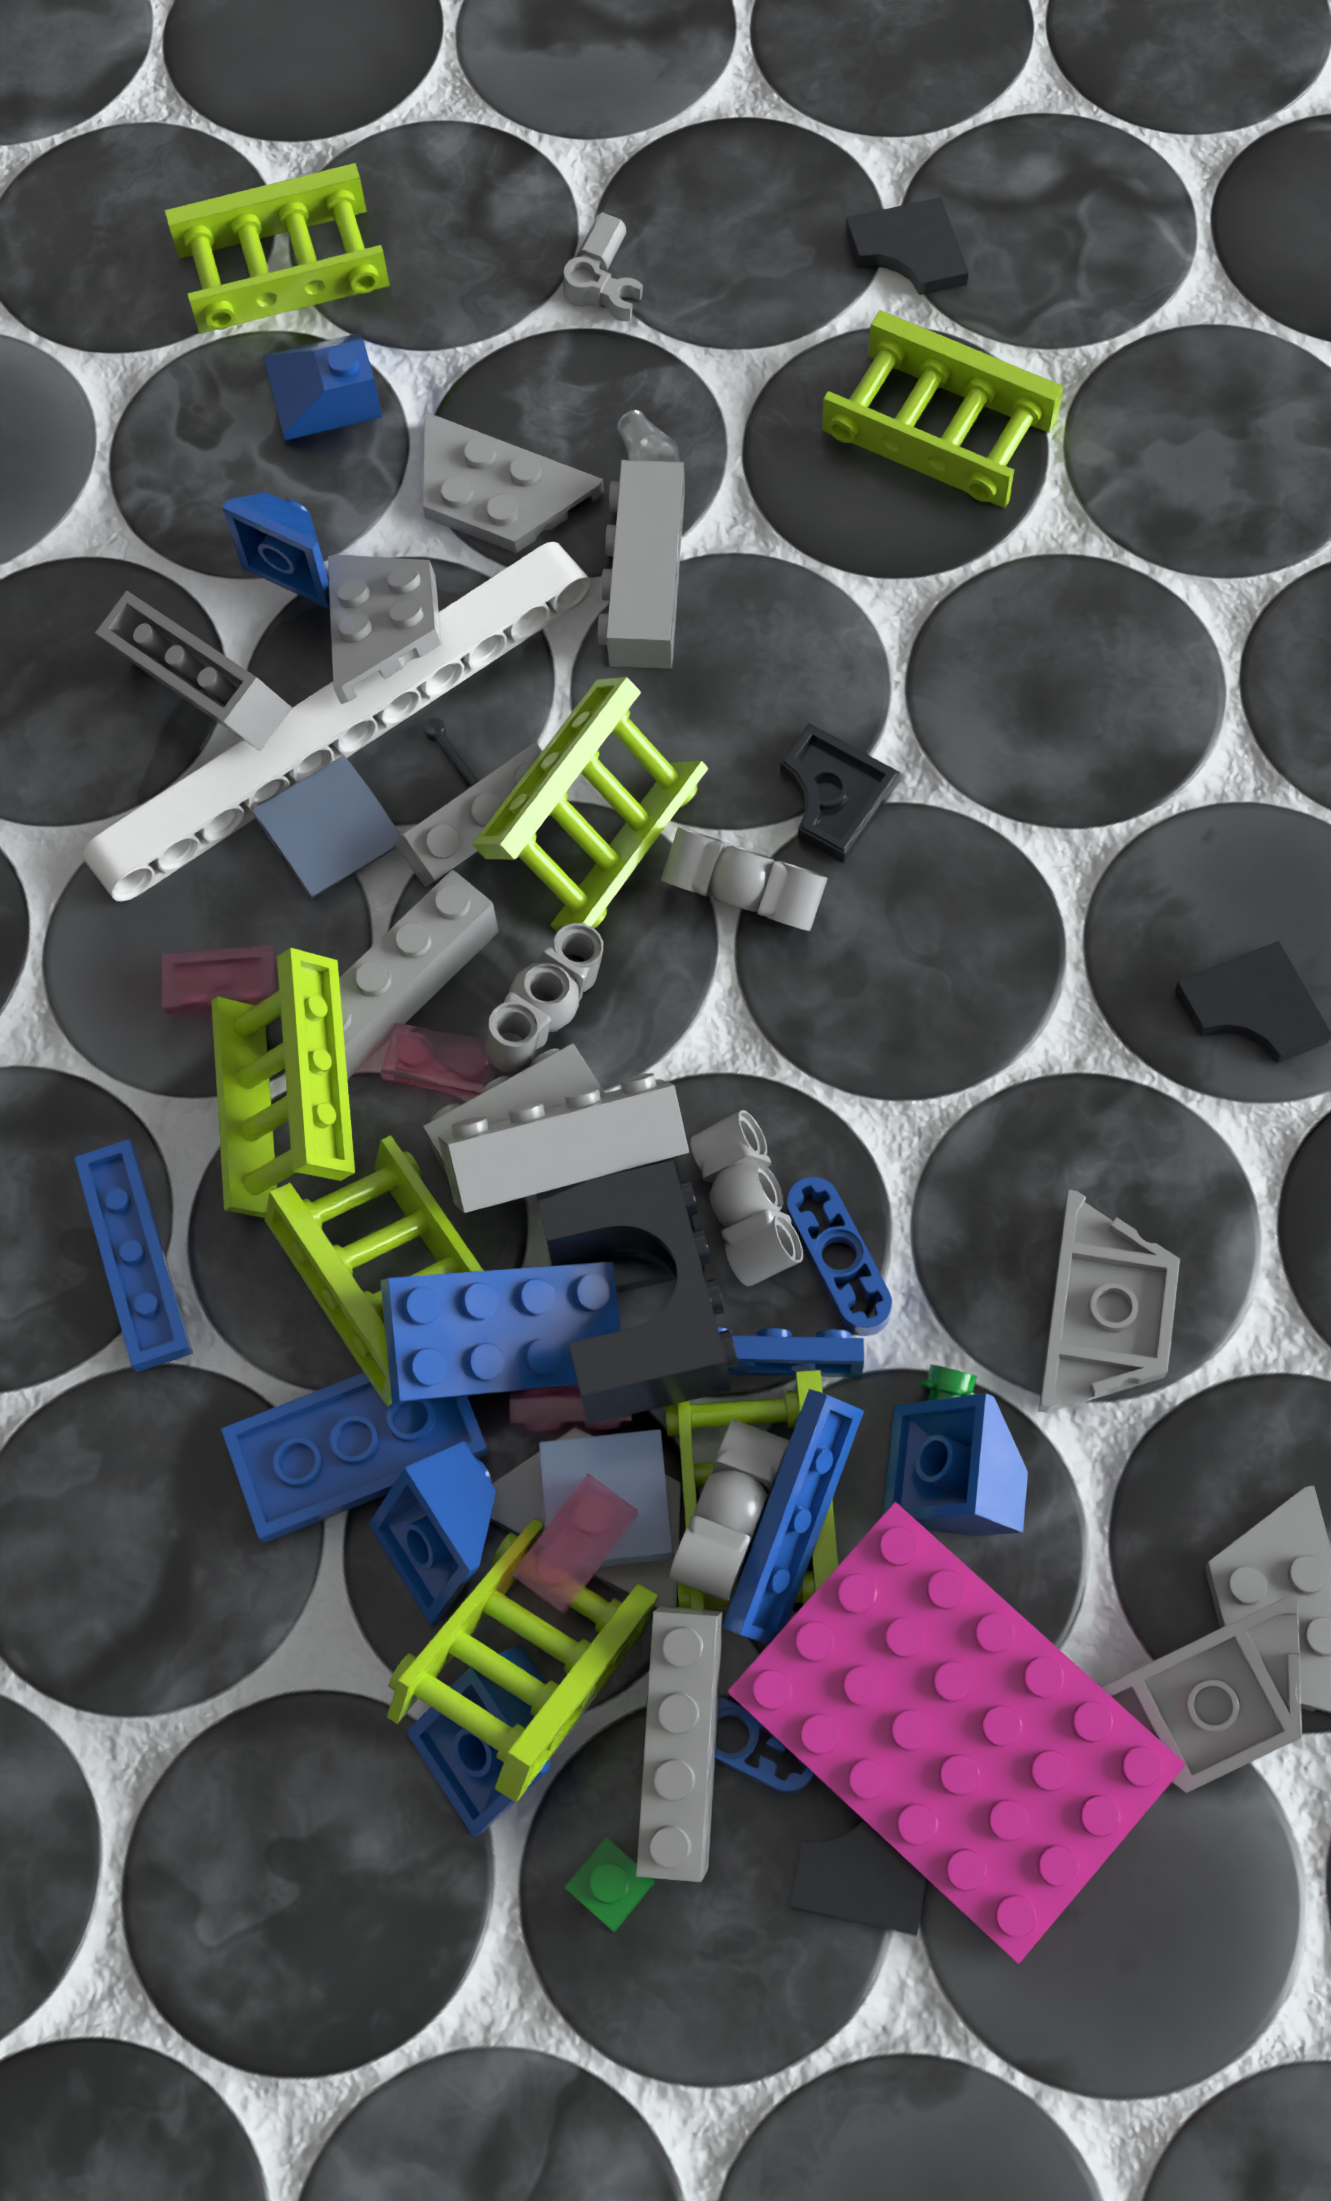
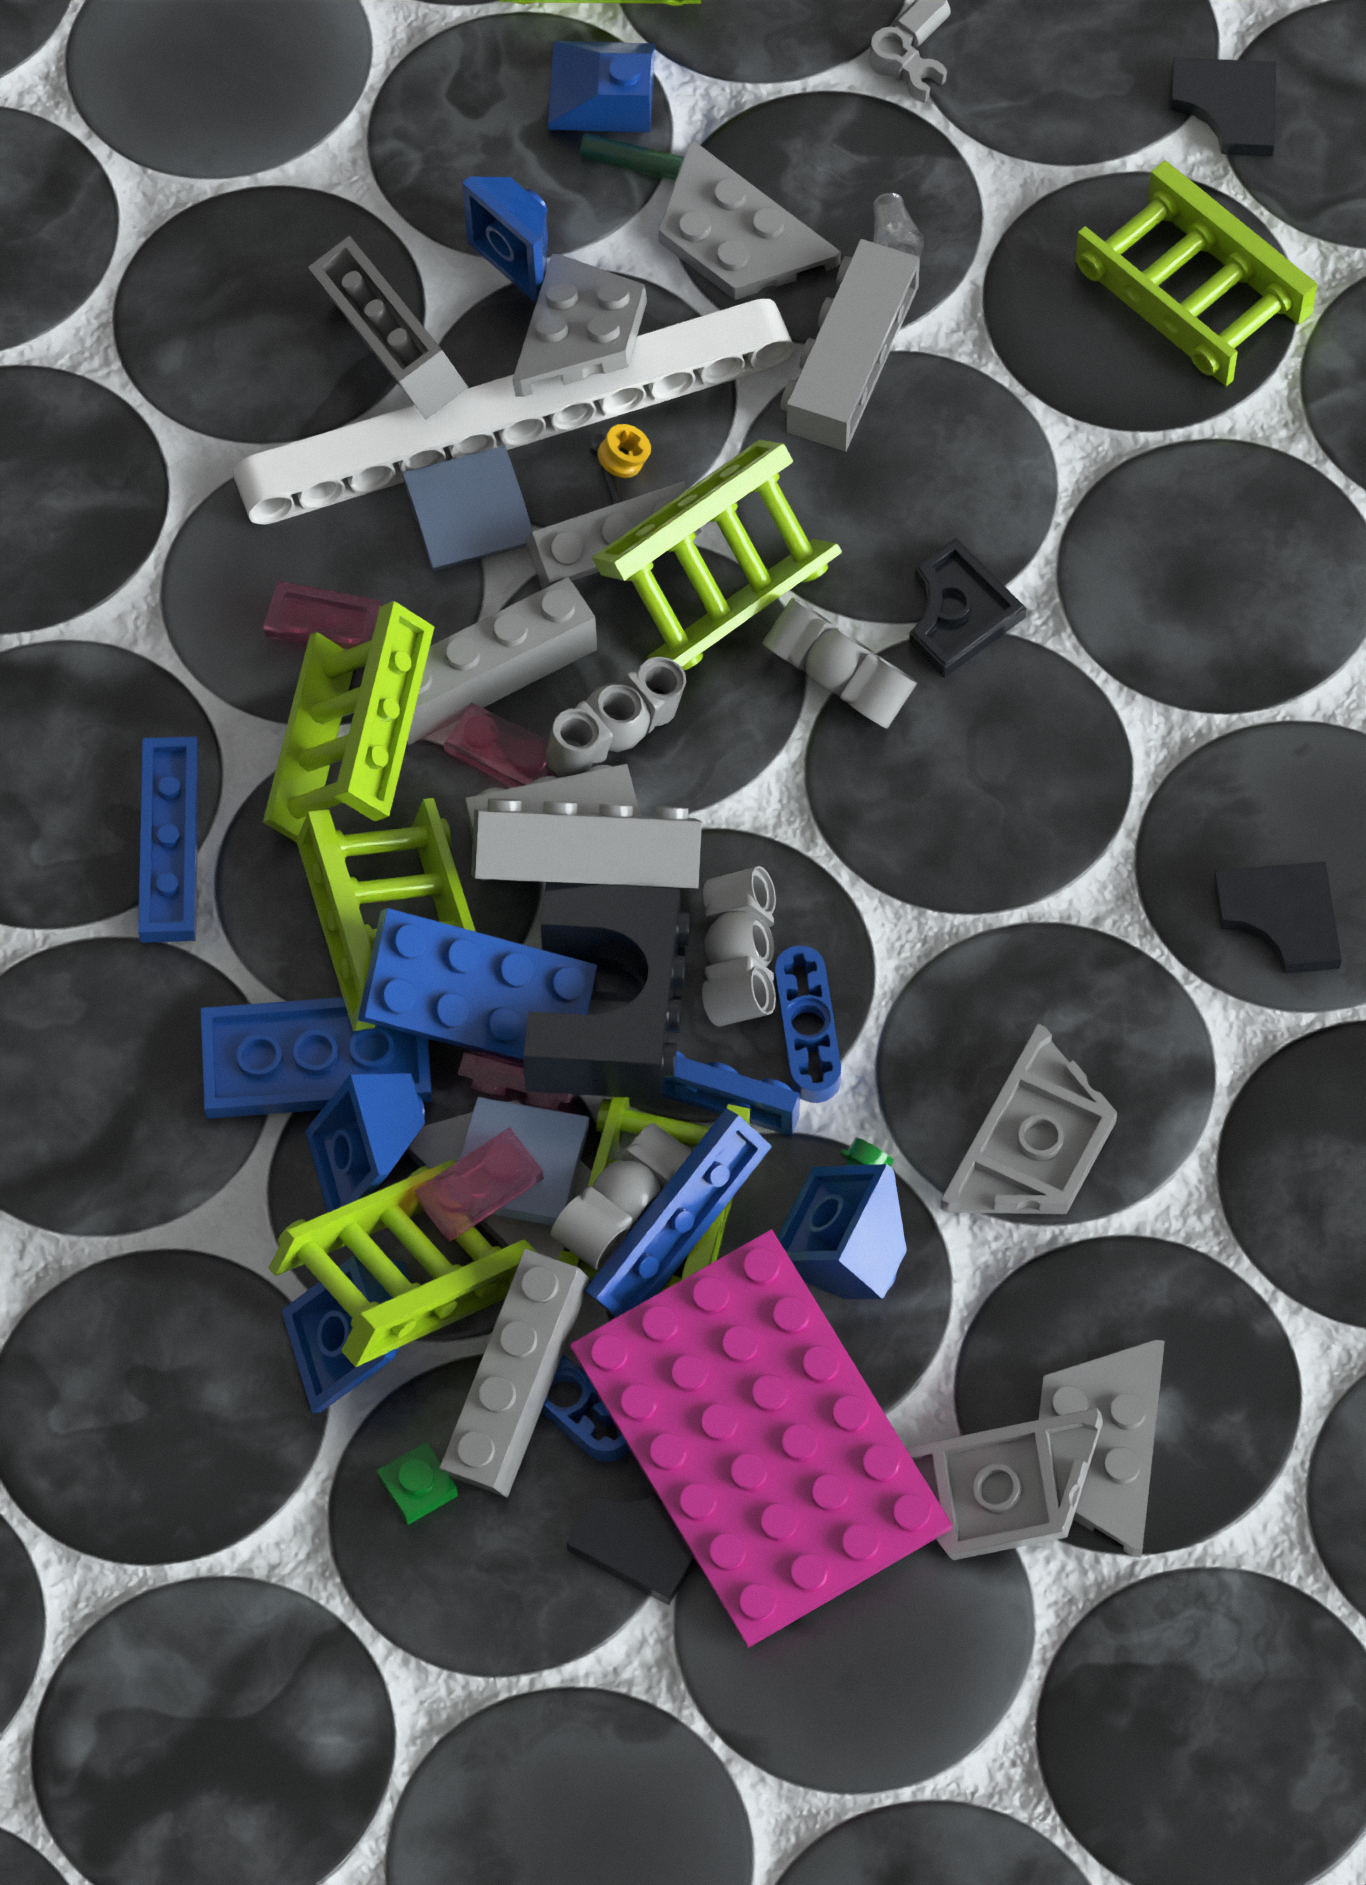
camera: 15 degrees right, 5 degrees down
(373, 444) = (630, 156): none -> clear green piece
(464, 715) = (616, 461): none -> yellow bush

